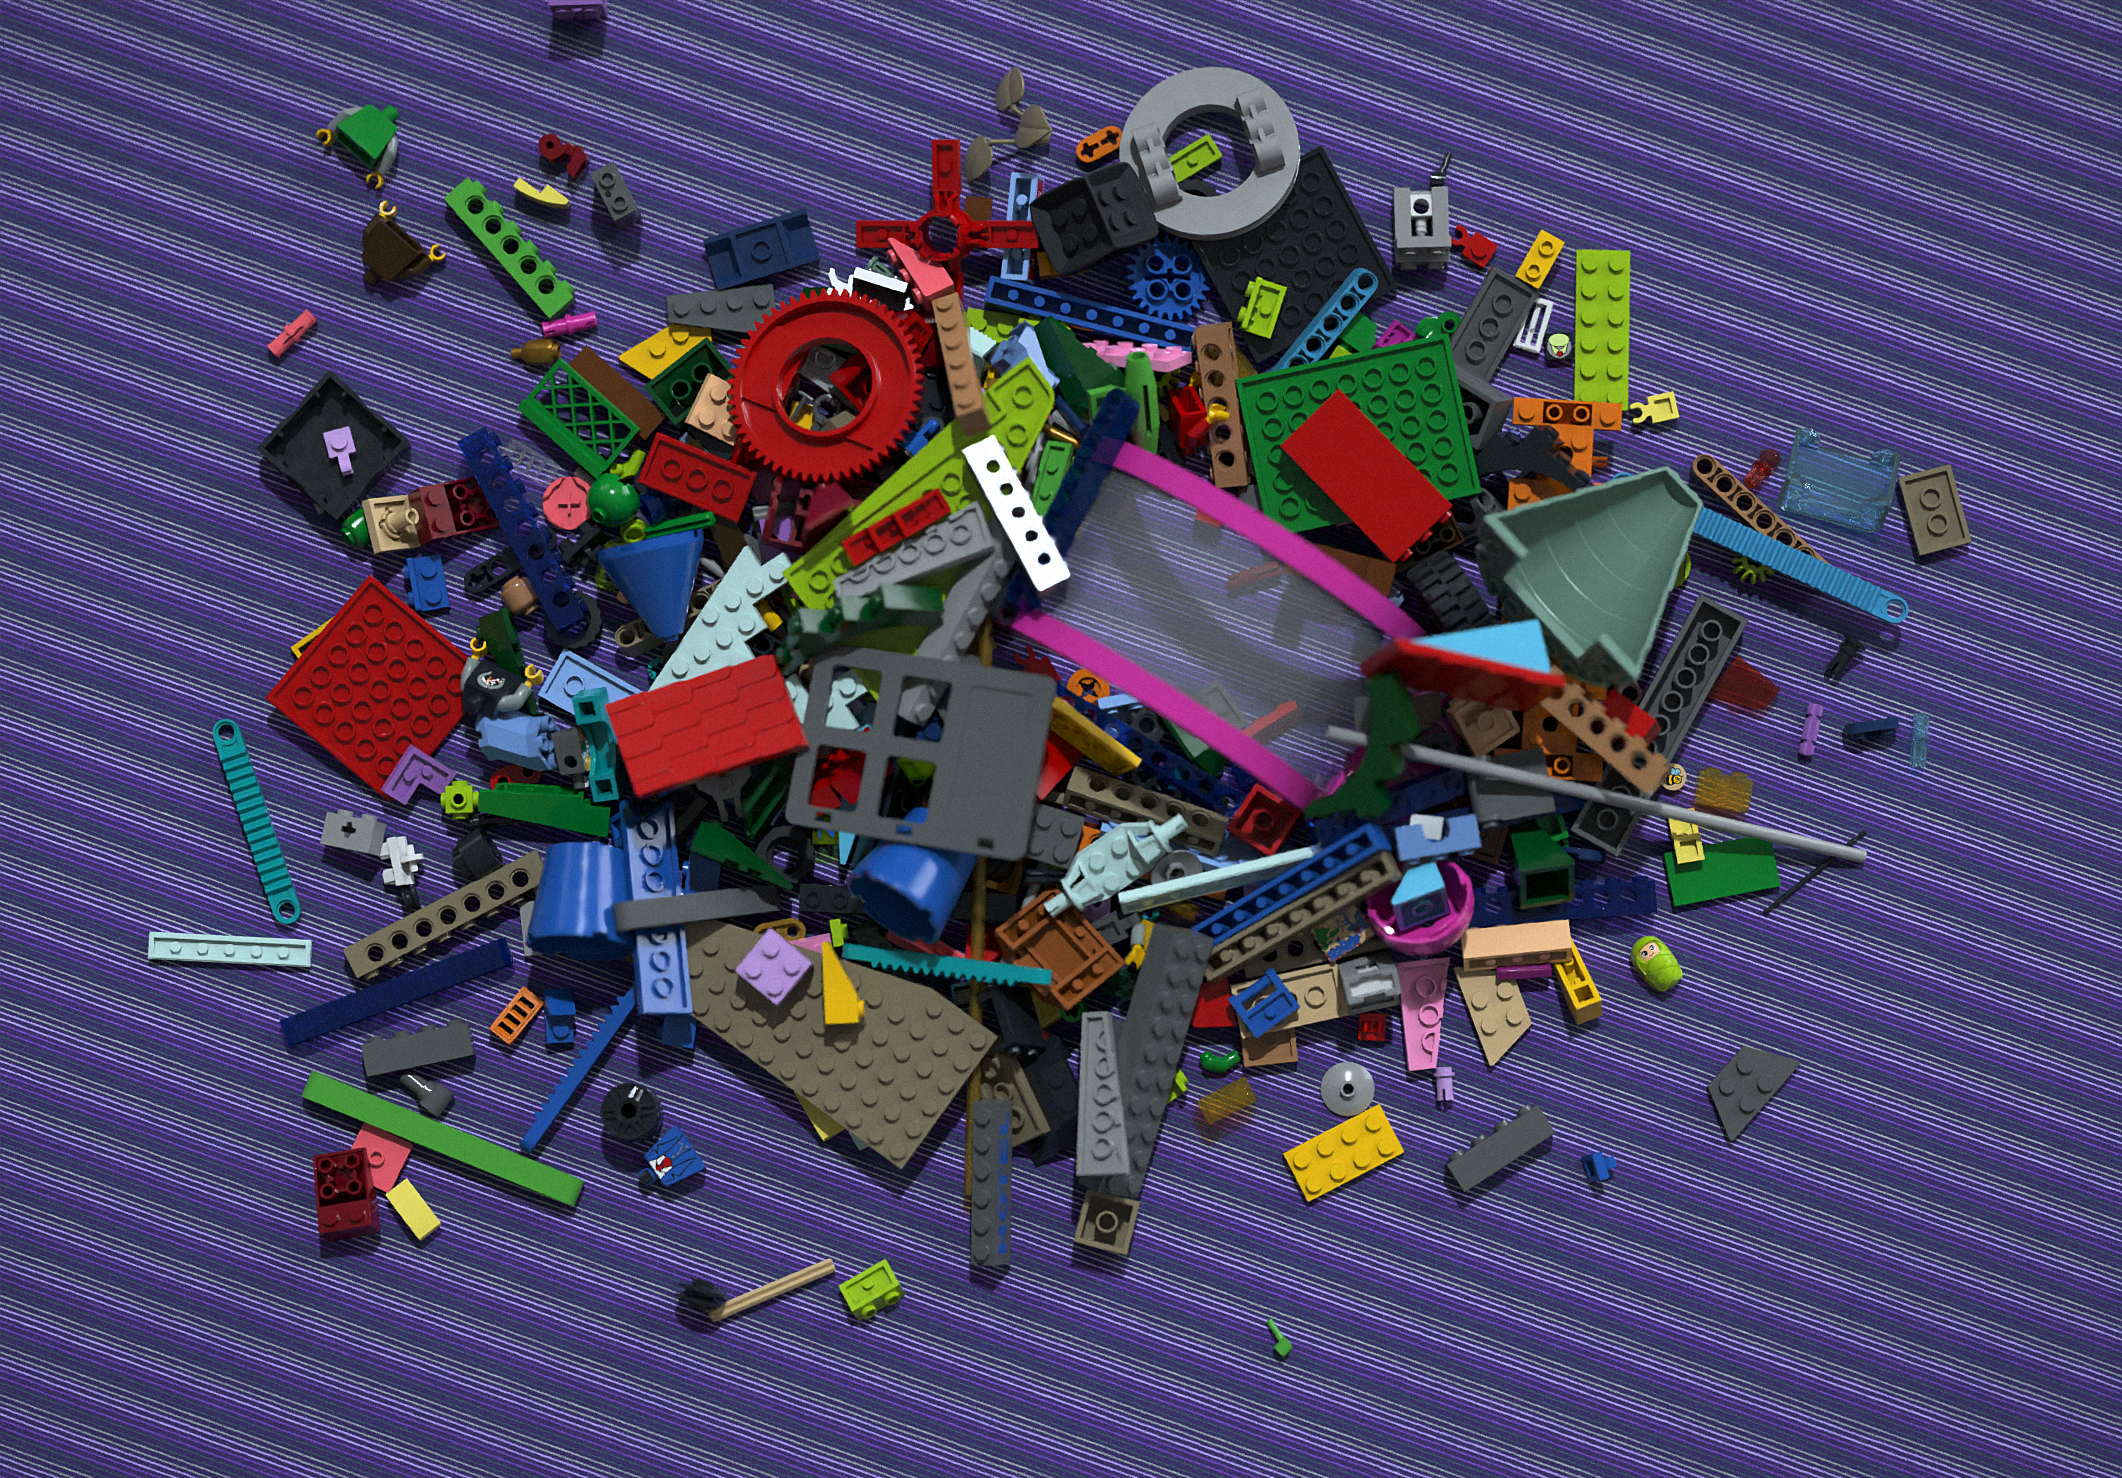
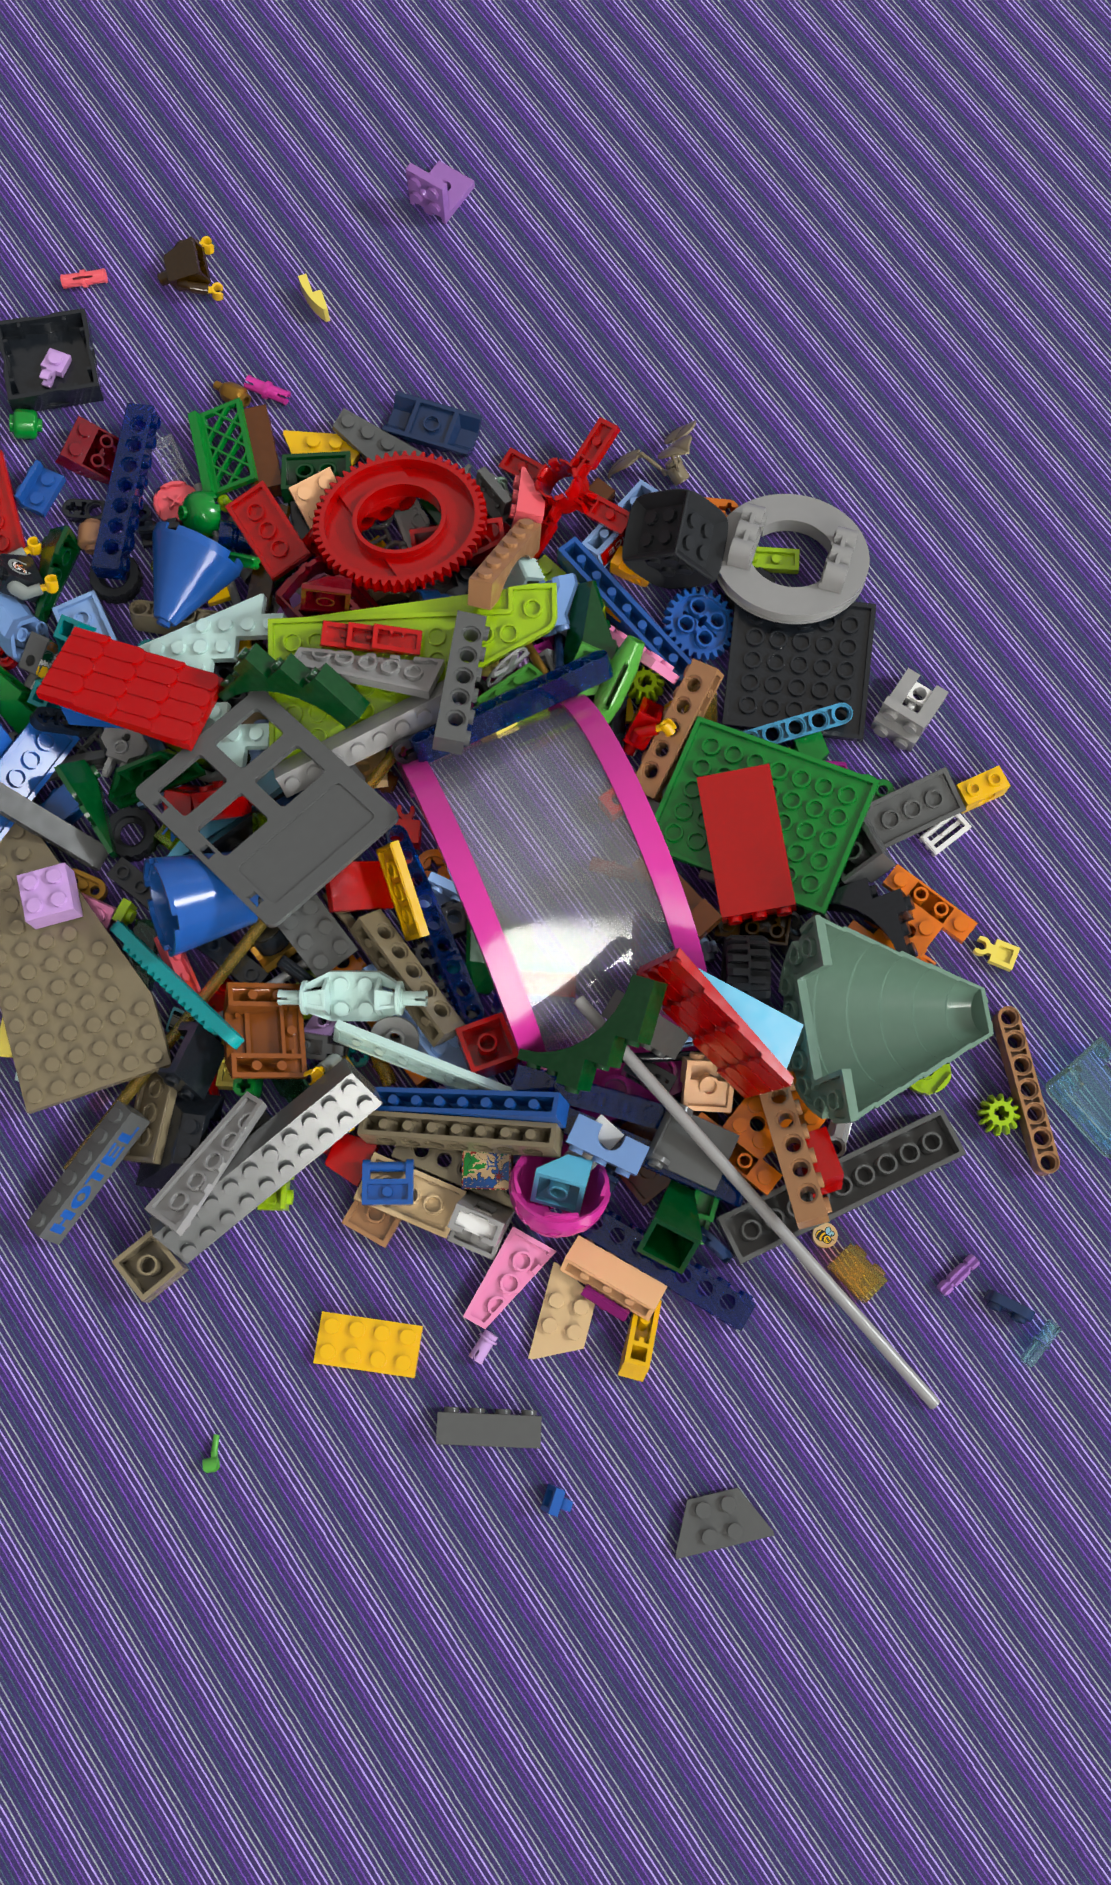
camera: 35 degrees right, 10 degrees down
(367, 135) = (229, 190): green torso -> none
(396, 523) = (56, 429): tan plate -> none
(460, 201) = (259, 268): bright green brick -> none
(555, 151) = (349, 283): dark red leg -> none
(616, 196) = (360, 323): dark grey window -> none
(840, 995) = (81, 946): yellow slope -> none
(1218, 1064) = (324, 1208): green arm -> none
(1226, 1100) = (308, 1238): clear yellow brick -> none
(1262, 307) = (752, 683): lime bracket -> none
(1333, 1093) = (418, 1305): light grey dish -> none
(1371, 1026) = (460, 1262): red tile -> none
(1437, 179) = (948, 686): black hand -> none
(1476, 248) = (938, 753): red plate -> none
(1558, 346) = (953, 860): tile -> none
(1602, 326) = (998, 865): lime plate -> none
(1655, 963) = (712, 1371): lime piece -> none
(1686, 841) = (802, 1291): light yellow slope -> none
(1727, 870) = (814, 1334): green tile -> none
(1743, 686) = (927, 1204): clear red wing -> none
(1761, 468) = (1051, 1050): clear red axle -> none
(1795, 564) = (1033, 1139): dark azure gear -> none
(1810, 875) = (882, 1389): black piece -> none
(1845, 654) = (1024, 1235): black pin -> none

